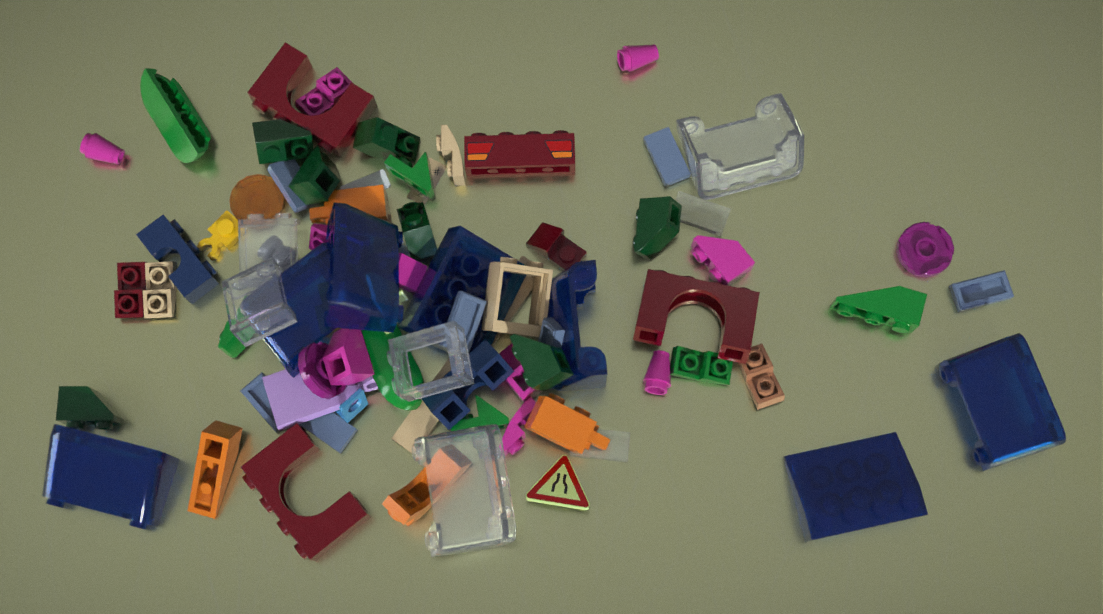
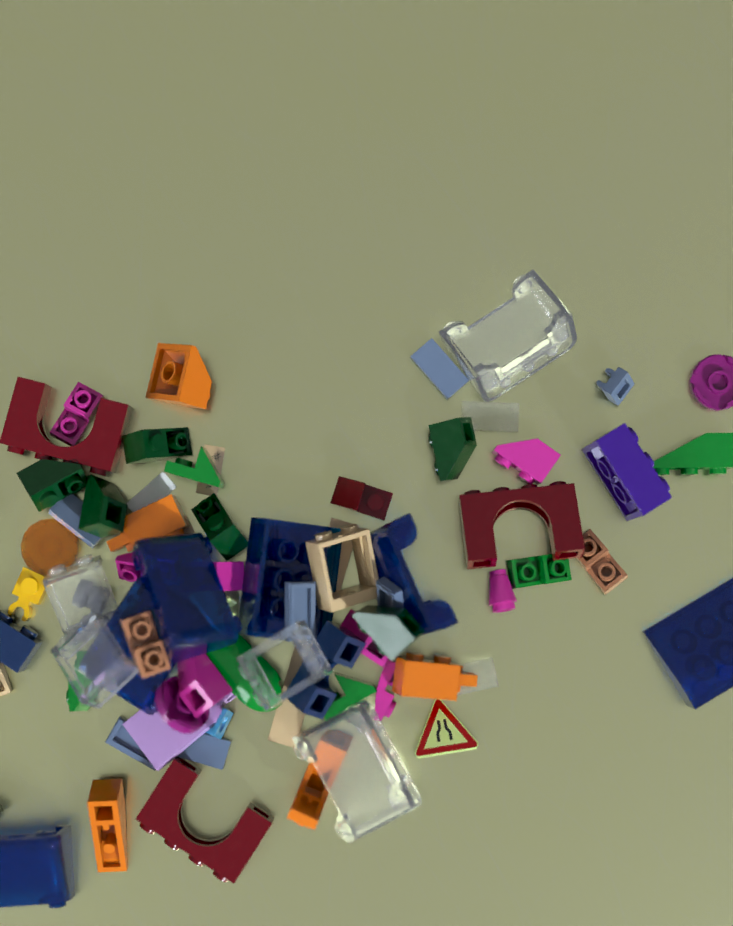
camera: 20 degrees left, 10 degrees up
(309, 299) = (145, 644): none -> nougat slope
(428, 90) = (179, 376): none -> orange slope
(450, 151) = (221, 431): tan slope -> none
(519, 154) = (294, 415): dark red brick -> none
(636, 56) = (376, 273): dark pink cone -> none
(812, 297) = (627, 472): none -> dark purple slope
(828, 220) = (617, 386): none -> sand blue tile

